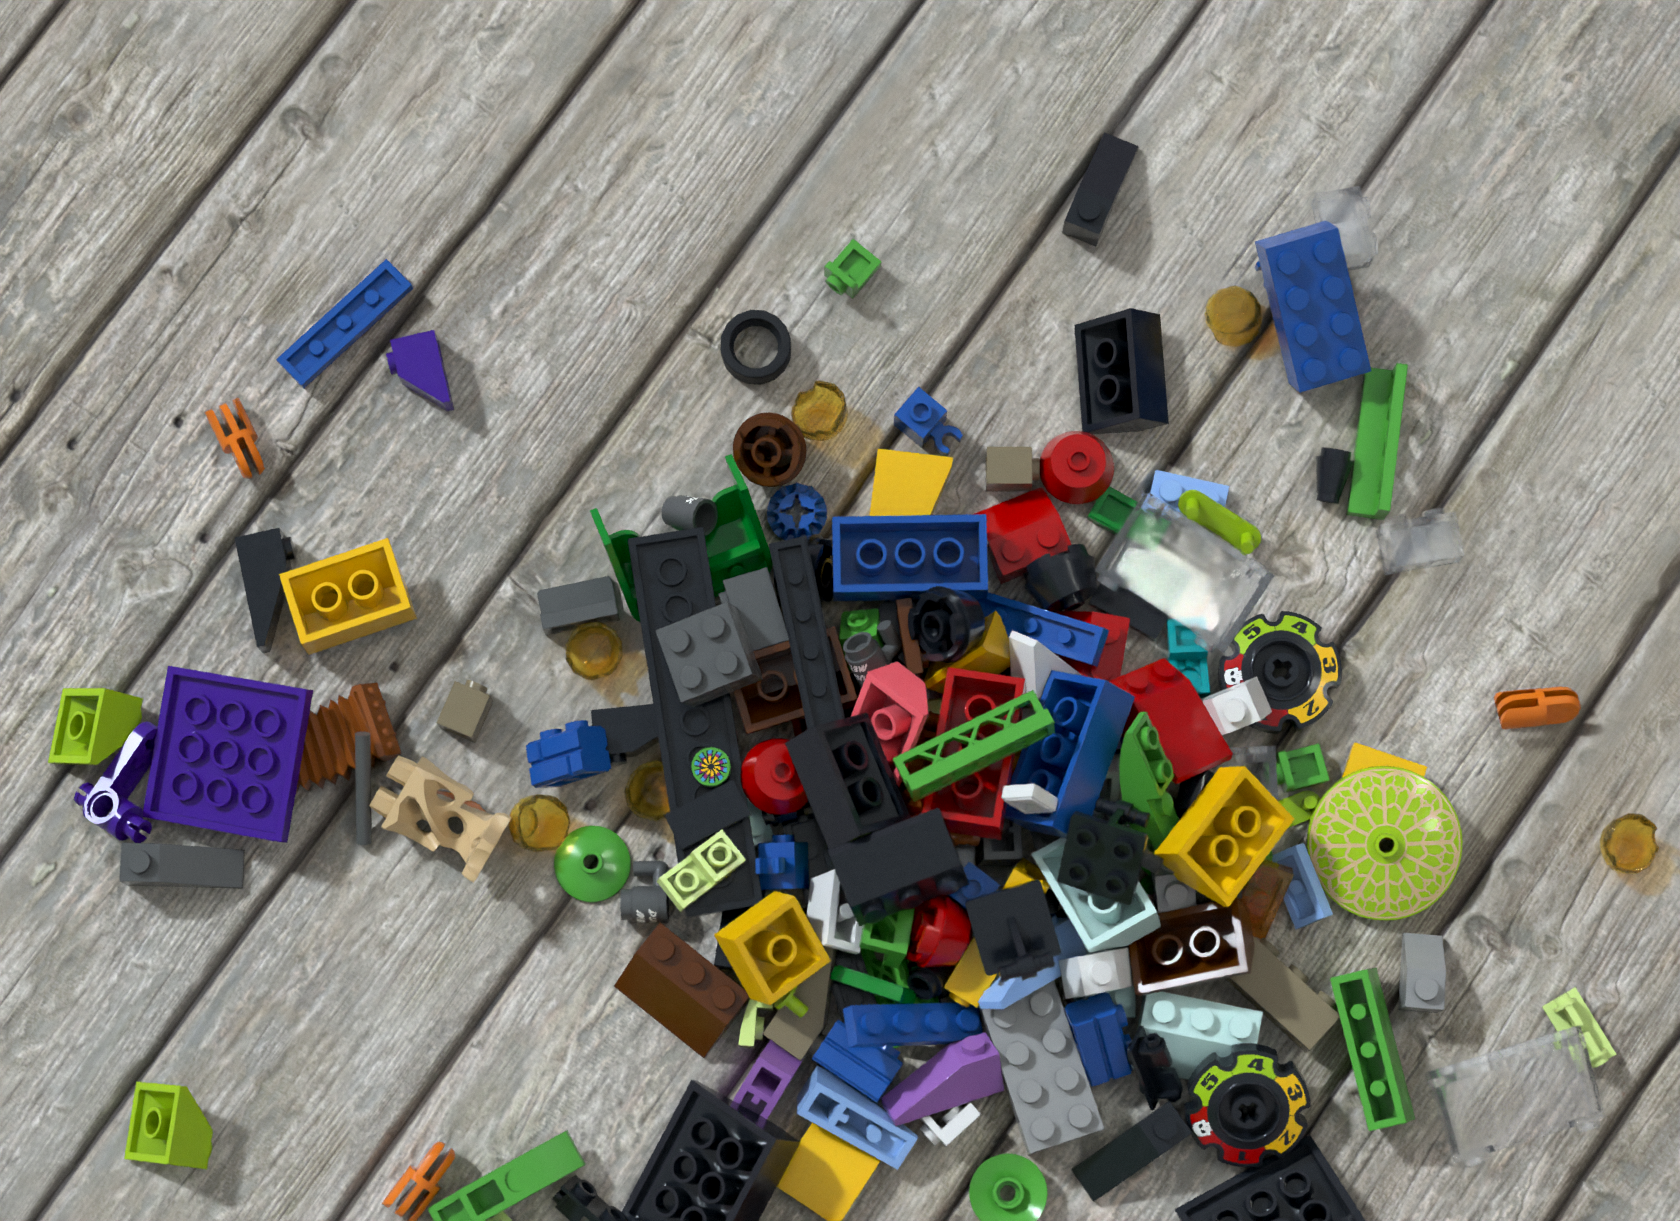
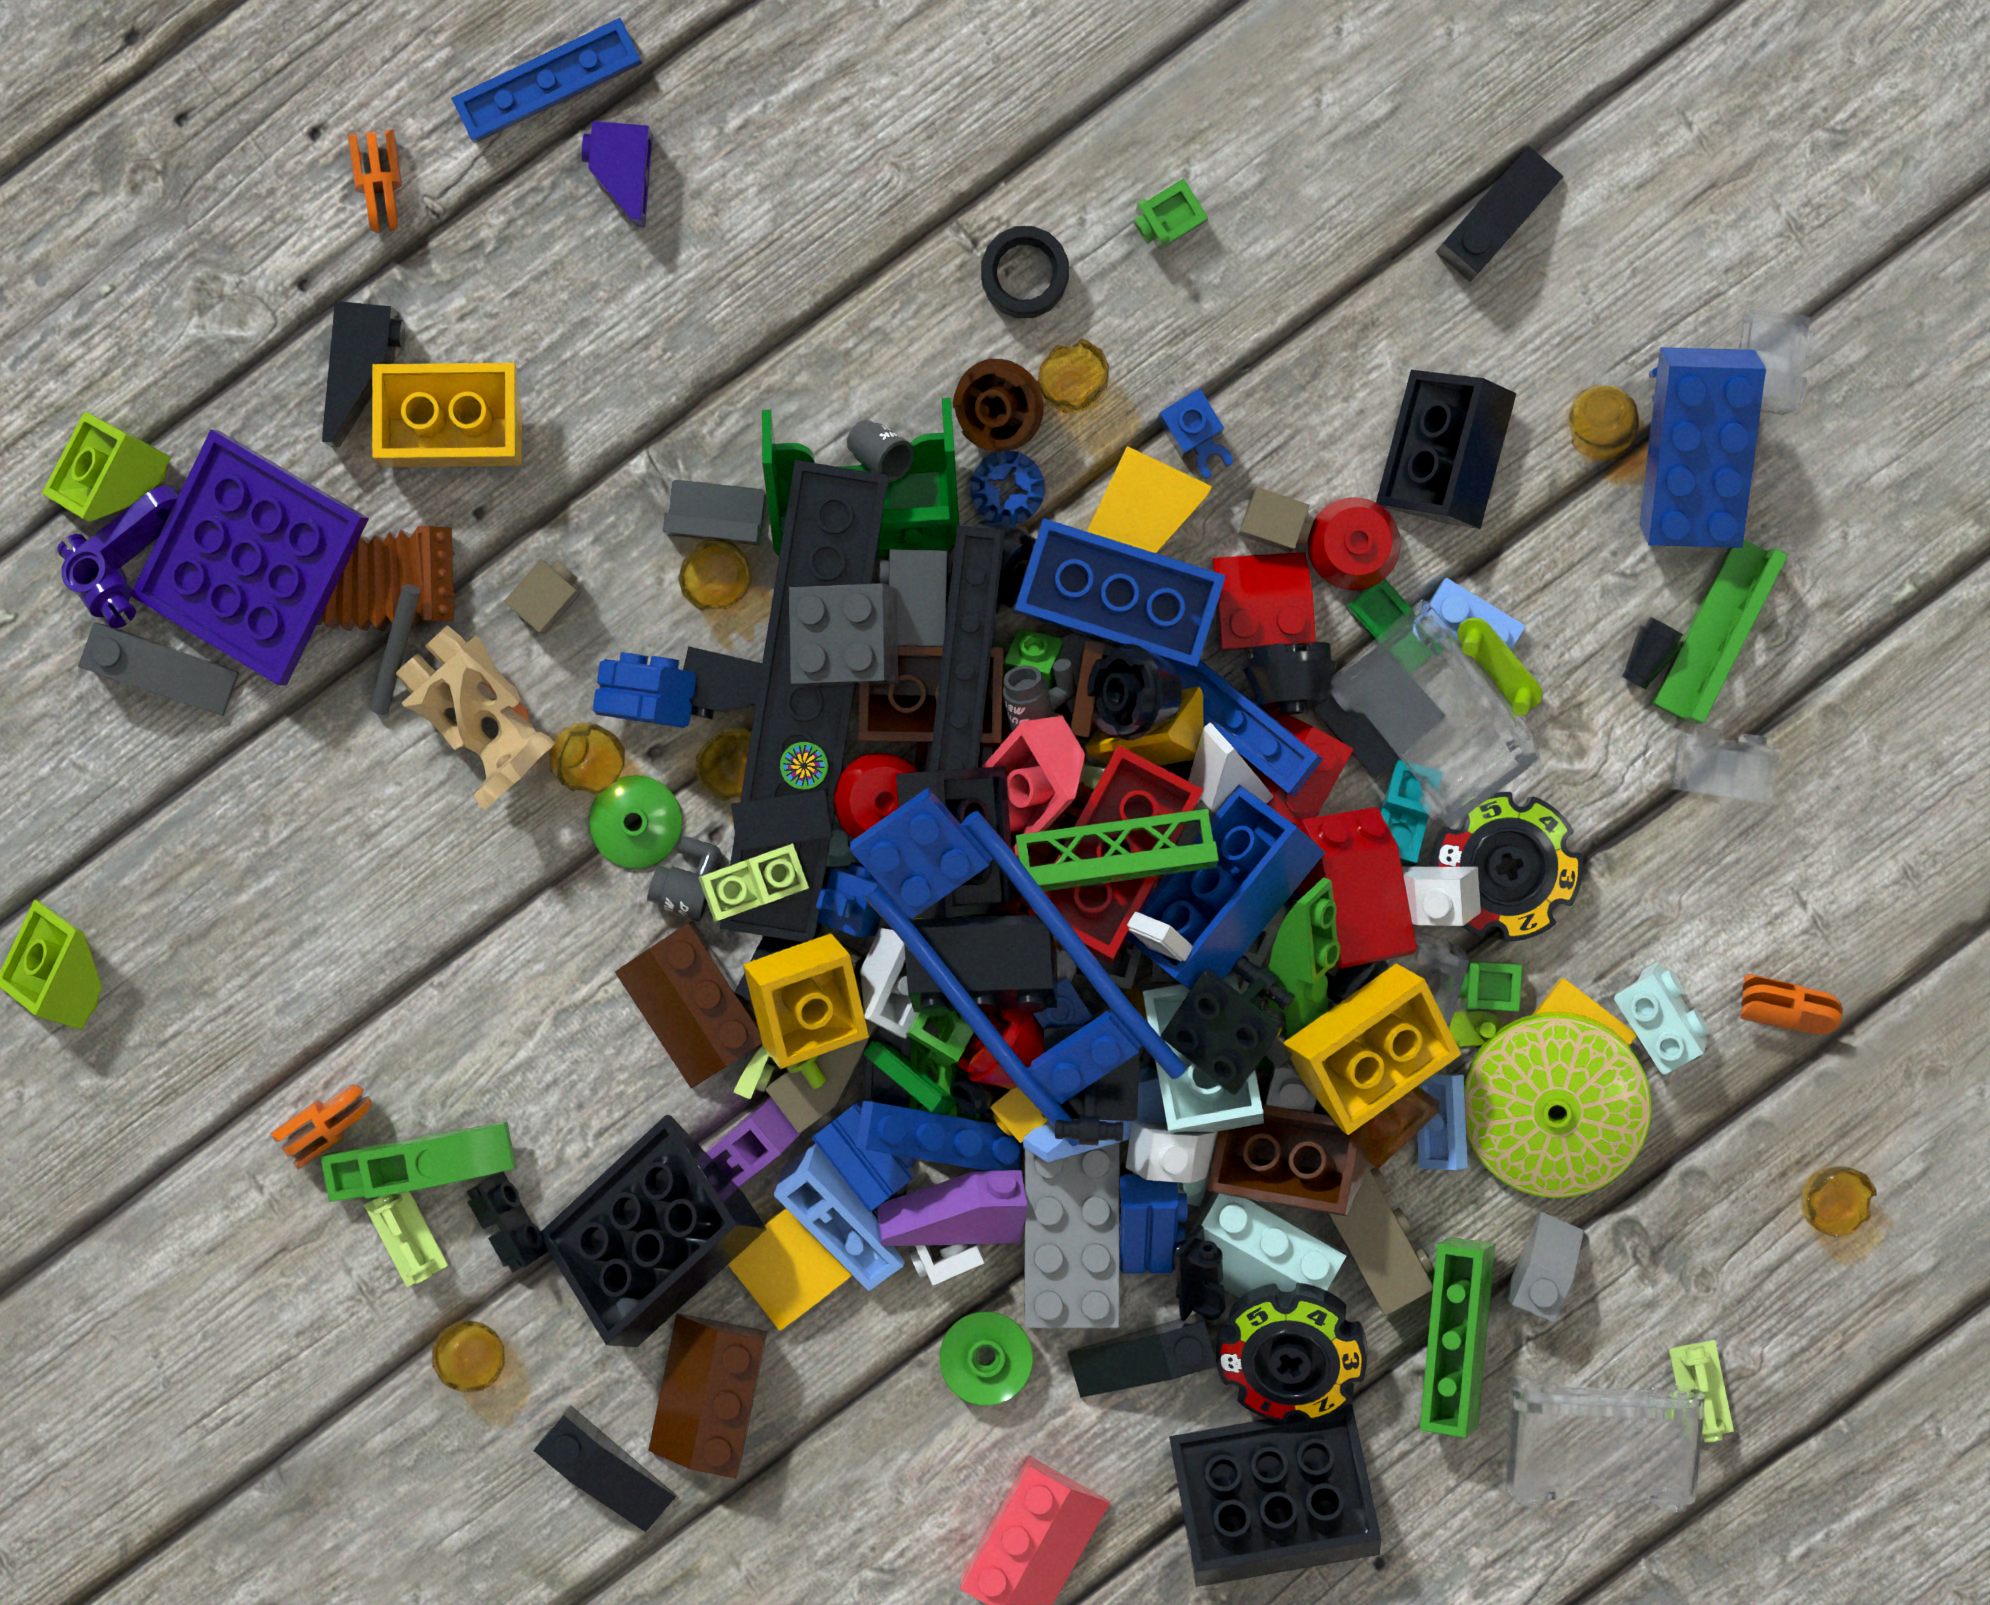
camera: 15 degrees right, 10 degrees up
(828, 789) = (925, 855): none -> blue plate
(1442, 749) = (1662, 1018): none -> light aqua bracket

